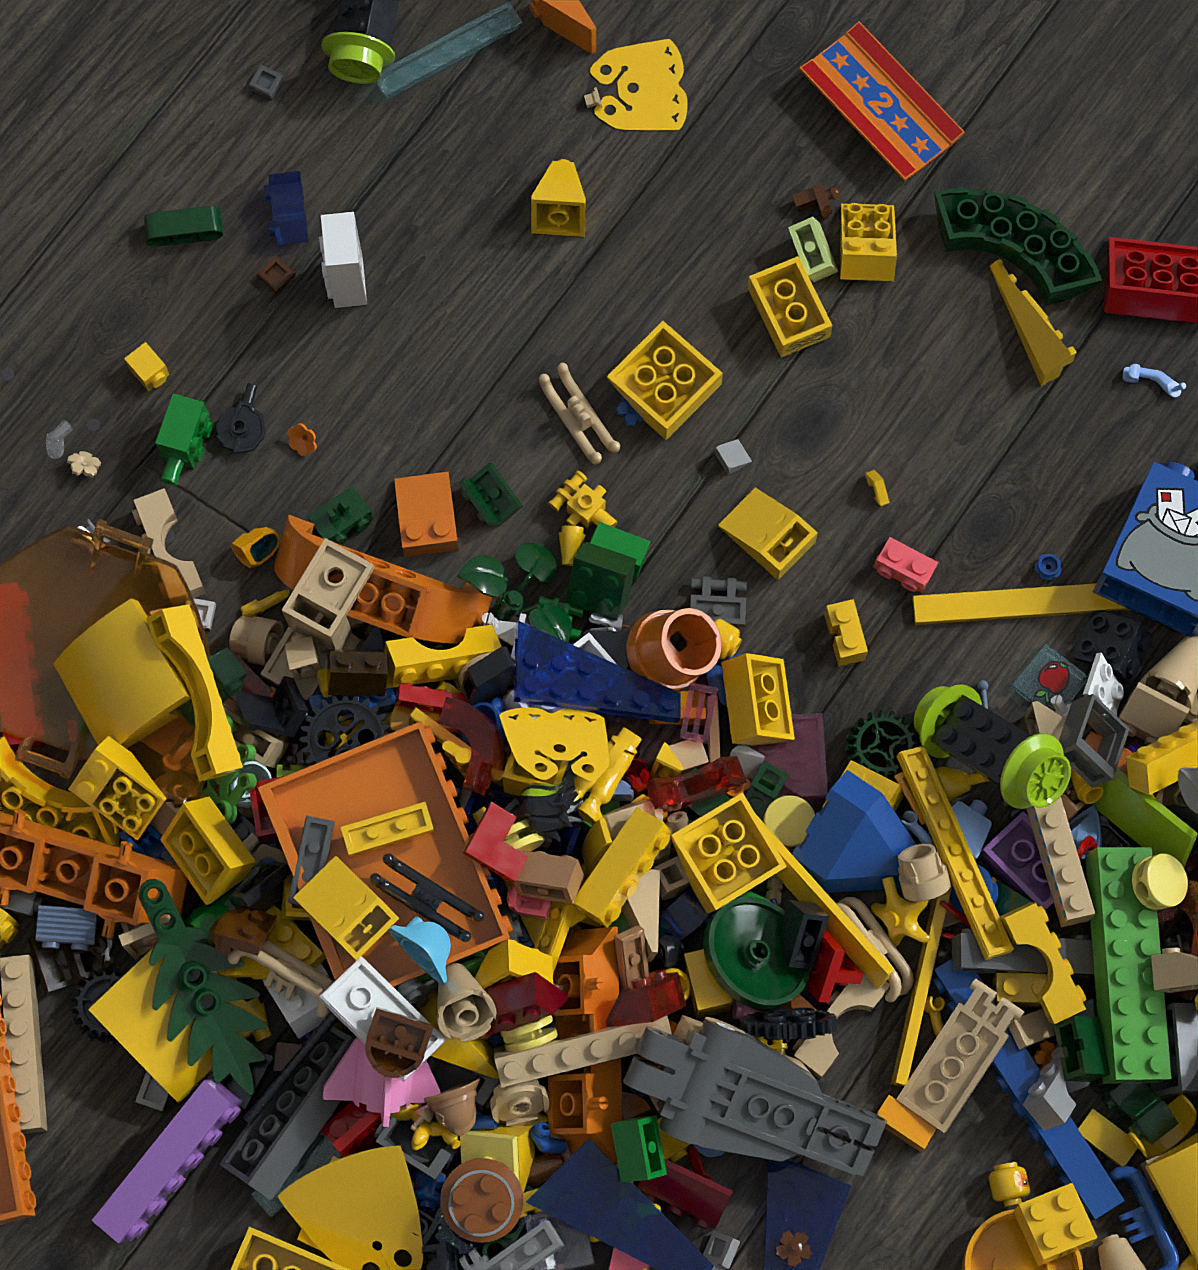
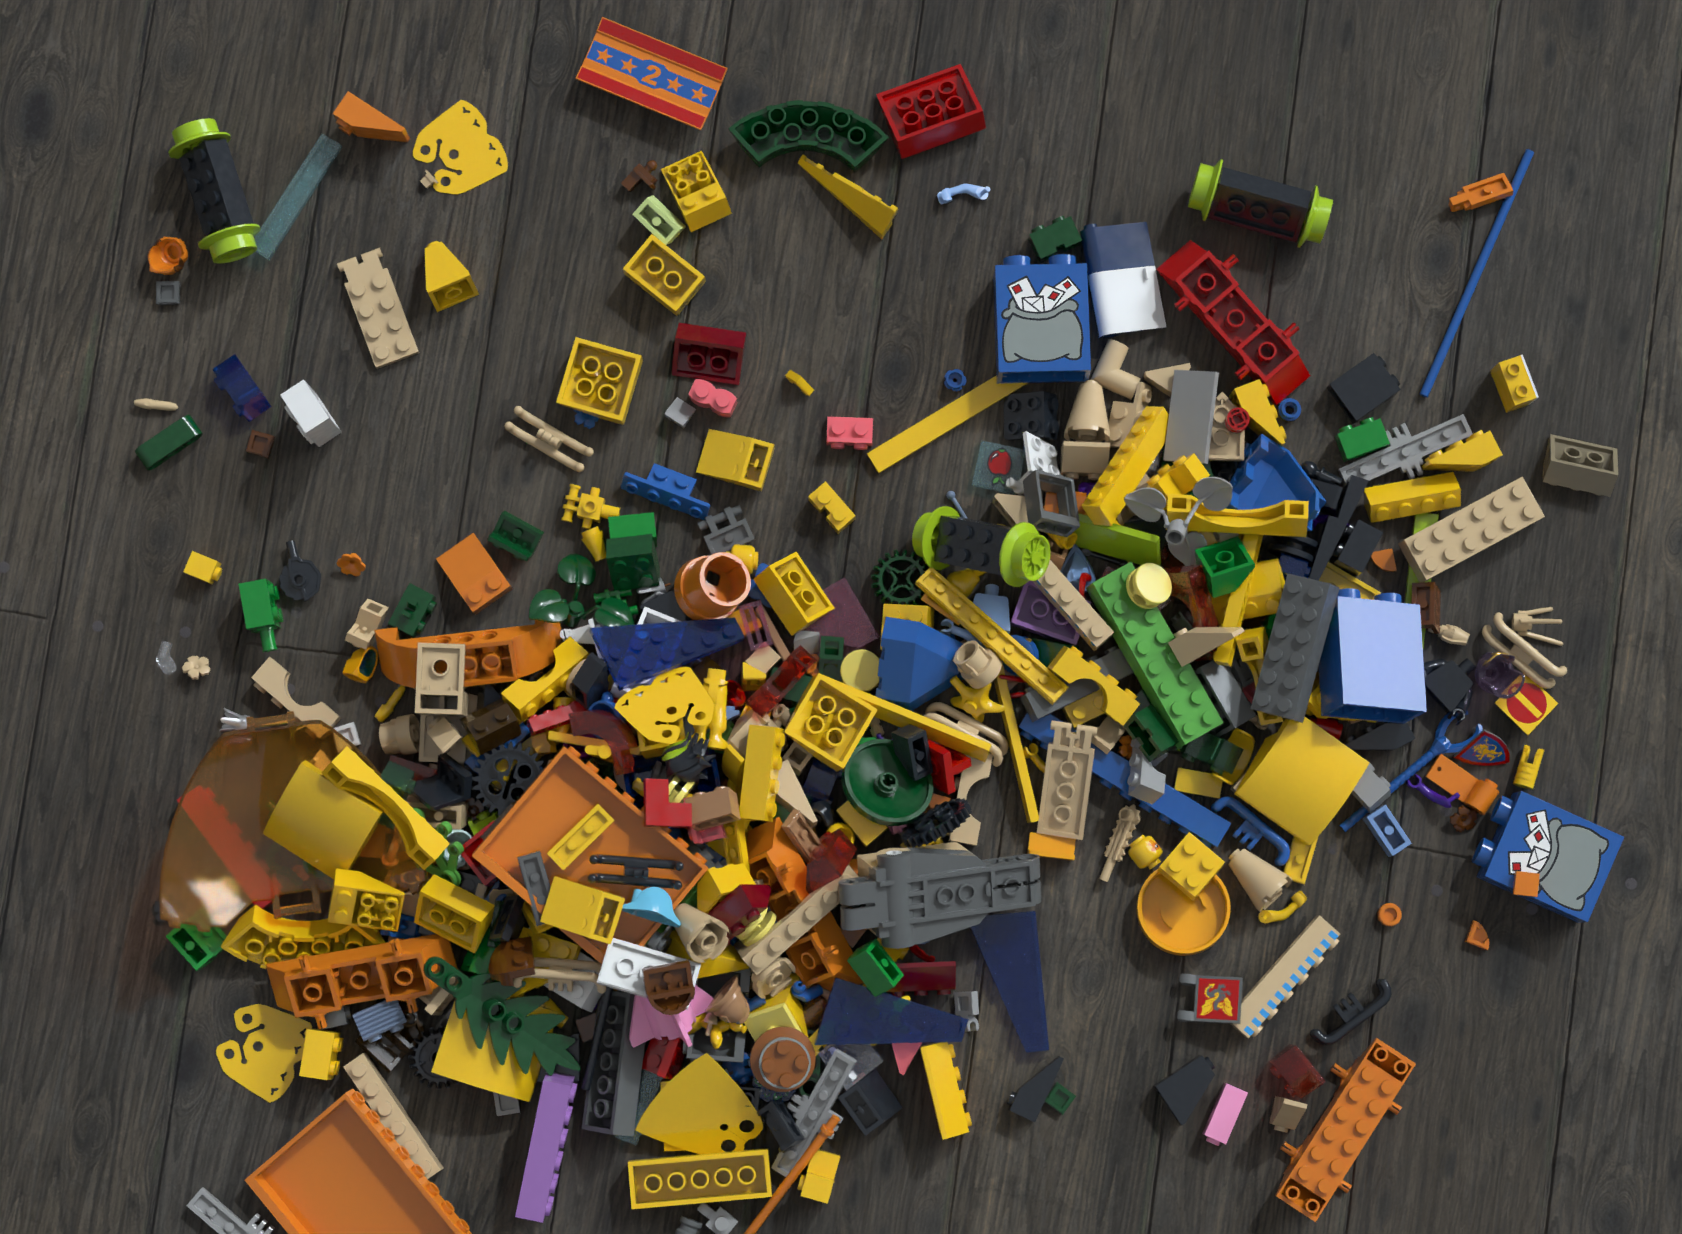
camera: 30 degrees left, 10 degrees up
(186, 180) = (155, 404): none -> tan piece
(285, 43) = (167, 256): none -> orange hair
(291, 500) = (370, 618): none -> tan brick
(472, 201) = (378, 309): none -> tan hinge
(678, 528) = (667, 489): none -> blue bracket
(771, 453) = (707, 396): none -> coral brick
(794, 1248) = (1017, 976): reddish brown plant -> none
(795, 410) = (708, 353): none -> dark red slope
(1007, 1138) = (1119, 841): none -> tan piece

